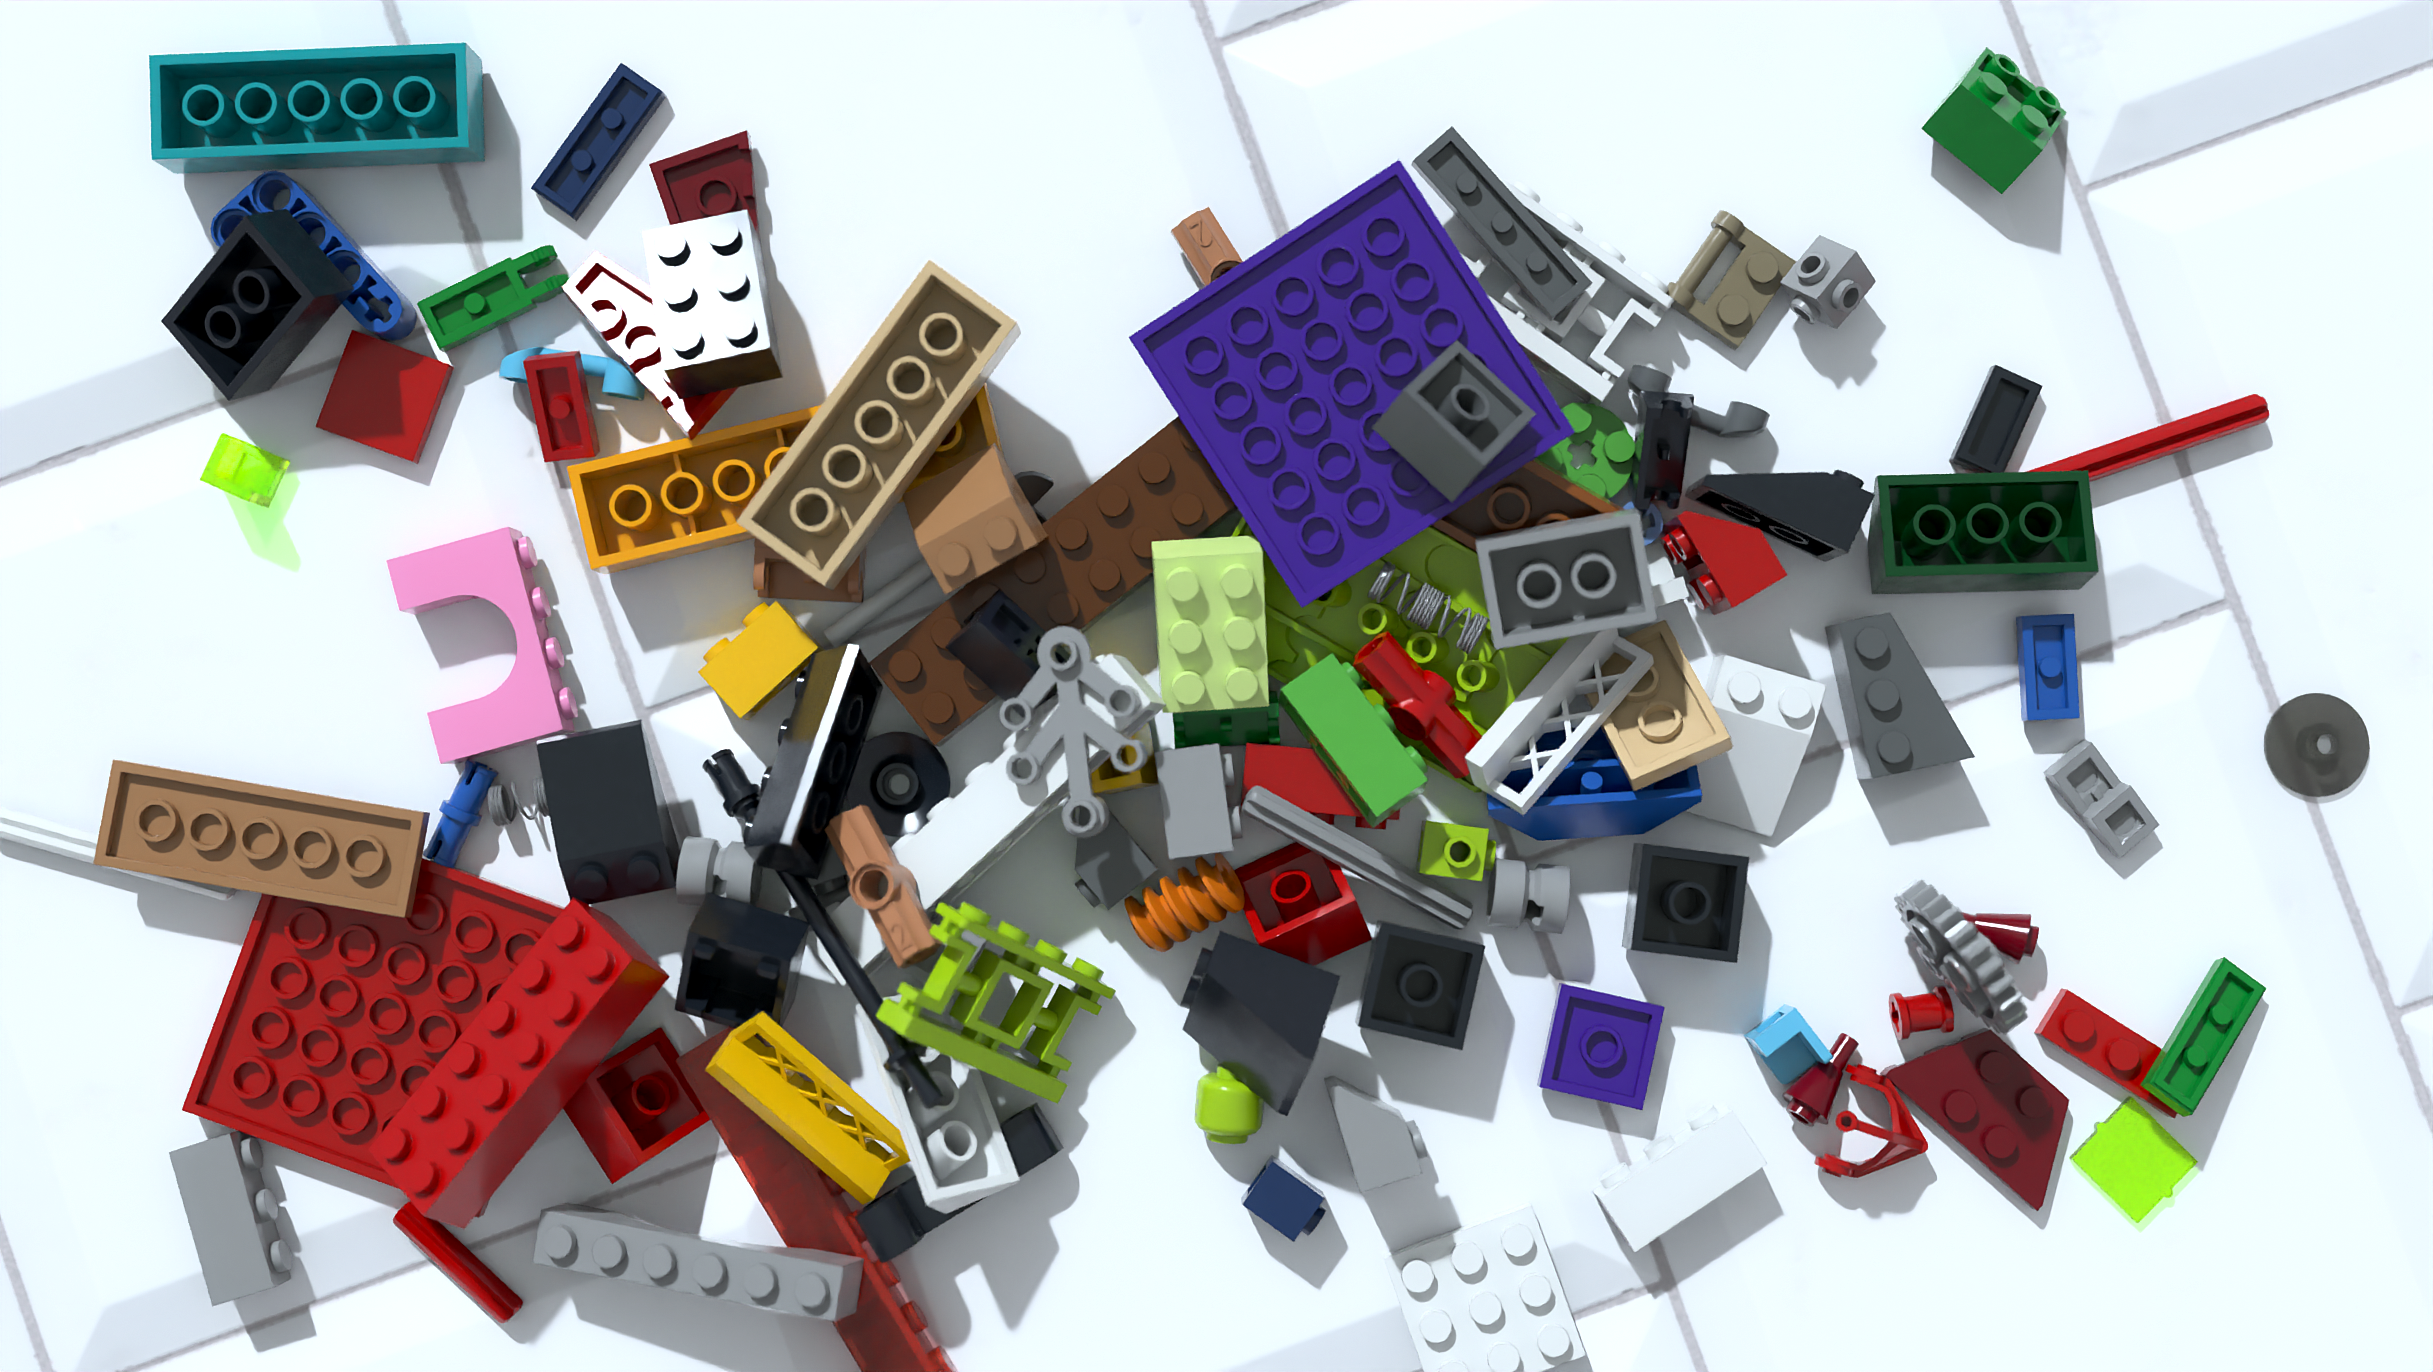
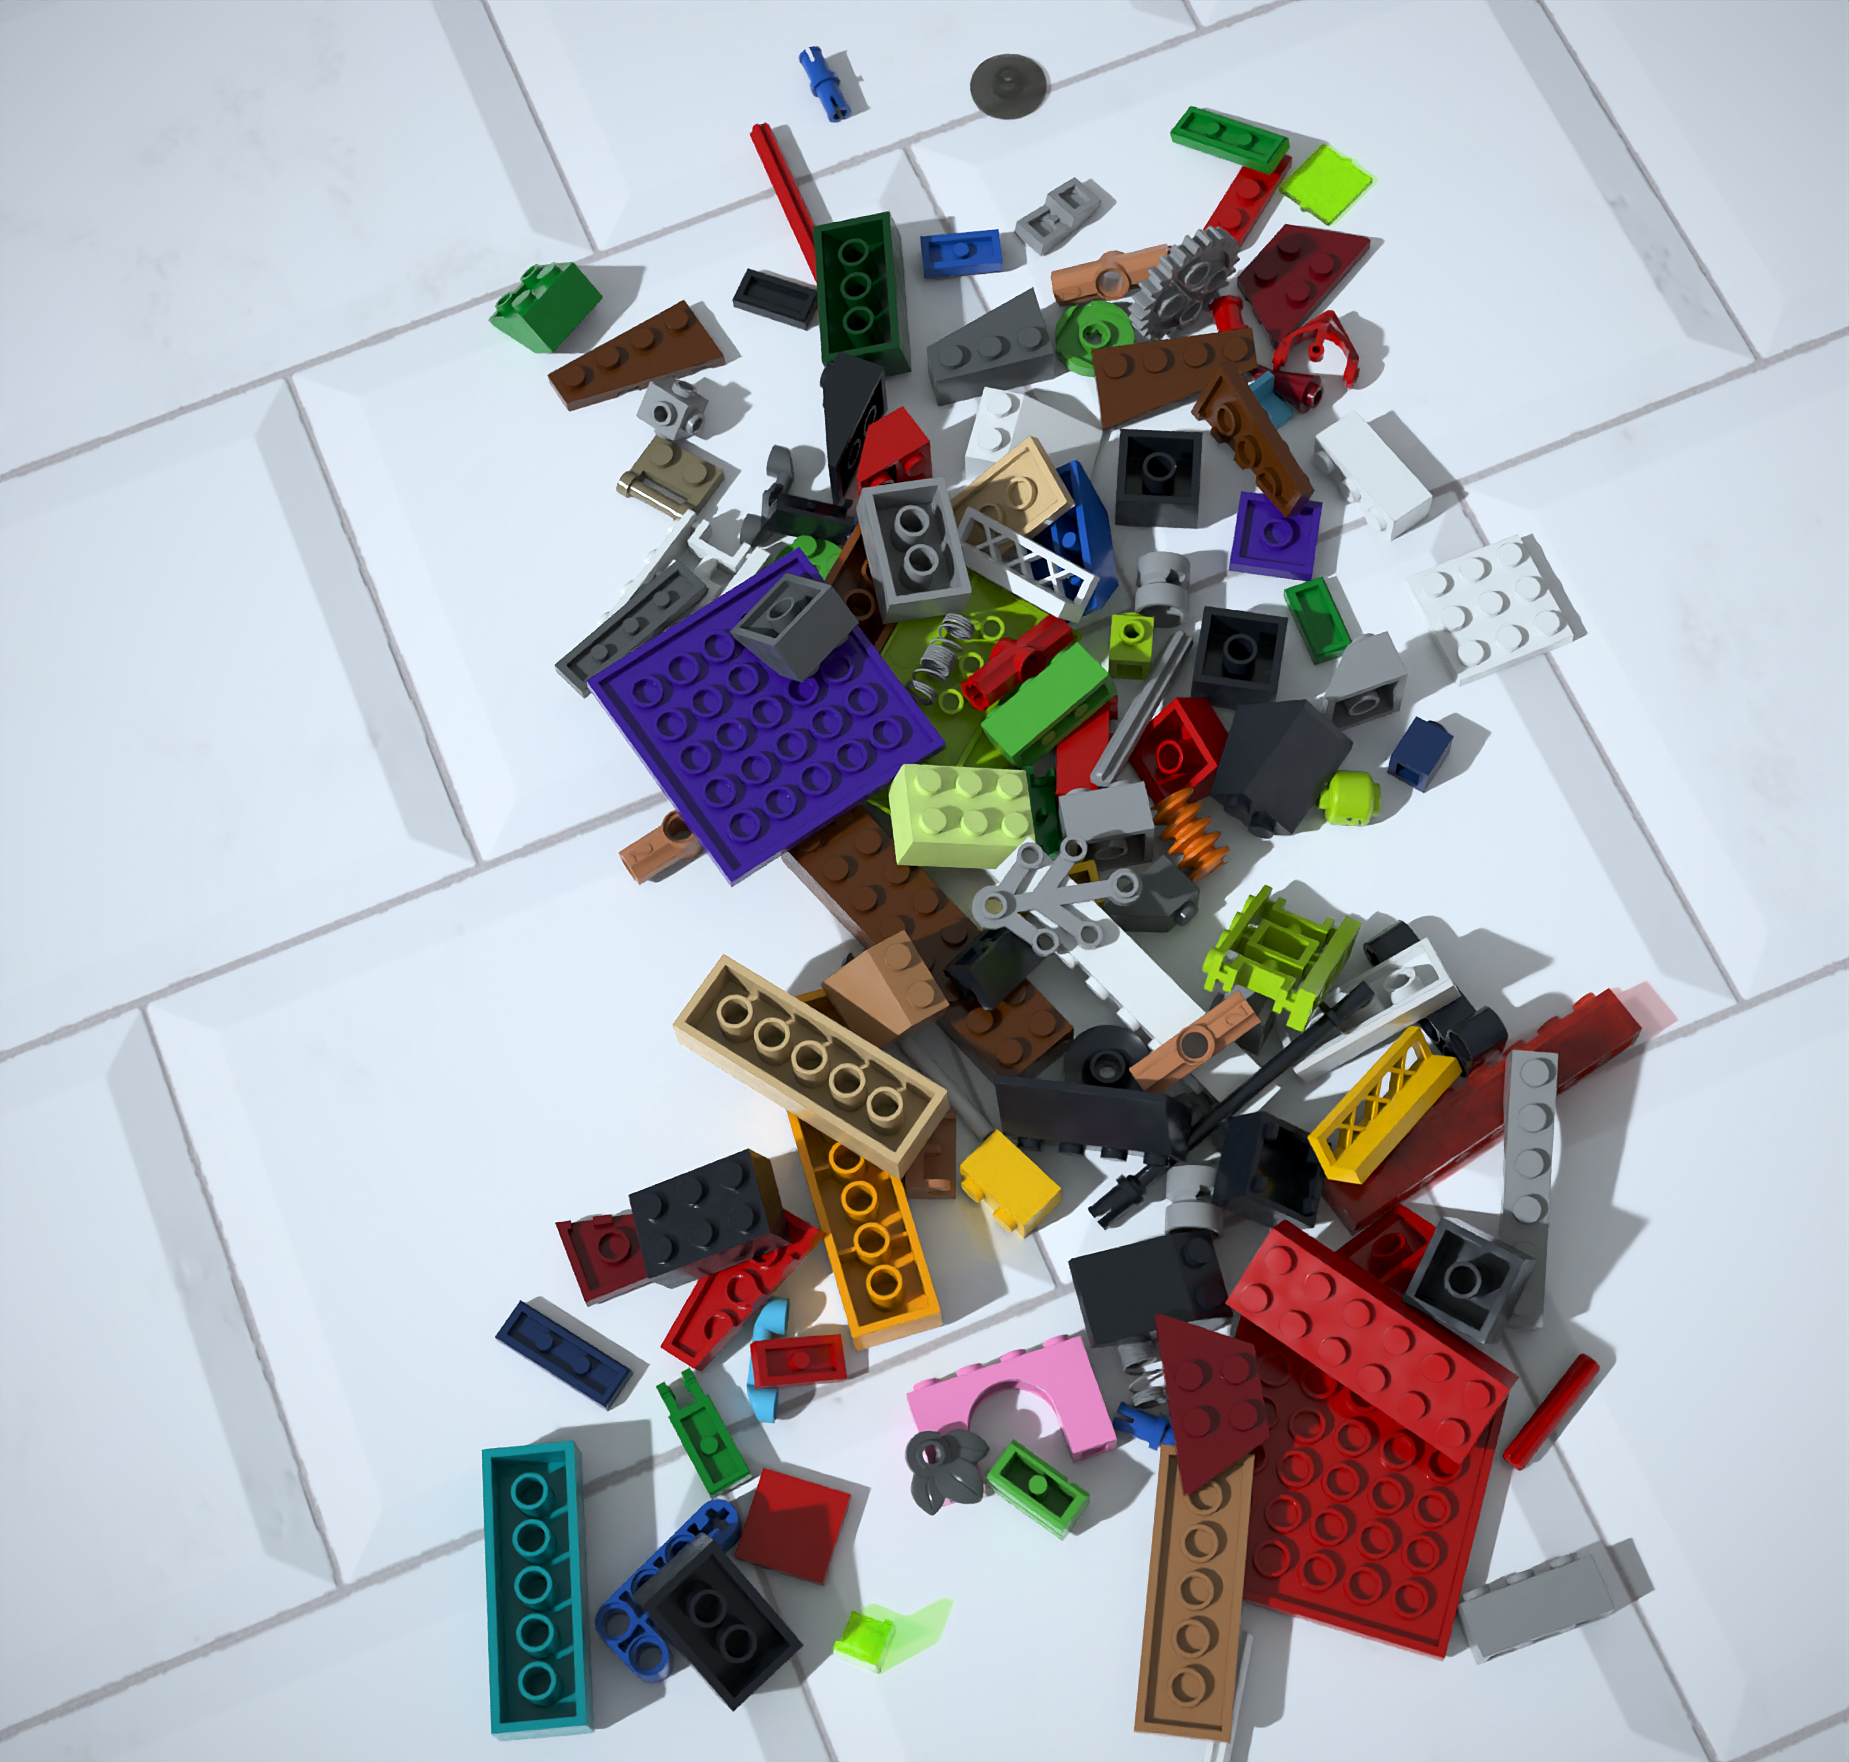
camera: 85 degrees left, 20 degrees down
(391, 671) = (1038, 1490): none -> bright green brick
(406, 572) = (951, 1473): none -> dark grey plate
(461, 872) = (1210, 1398): none -> dark red wing
(570, 1185) = (1469, 1280): none -> black brick
(1482, 1089) = (1317, 620): none -> green tile
(1723, 1030) = (1247, 429): none -> reddish brown wing
(1844, 915) = (1161, 372): none -> reddish brown wing
(1897, 805) = (1077, 323): none -> bright green plate
(1920, 252) = (652, 350): none -> reddish brown wing
(1993, 863) = (1089, 280): none -> nougat piece
(2328, 496) = (824, 84): none -> blue pin

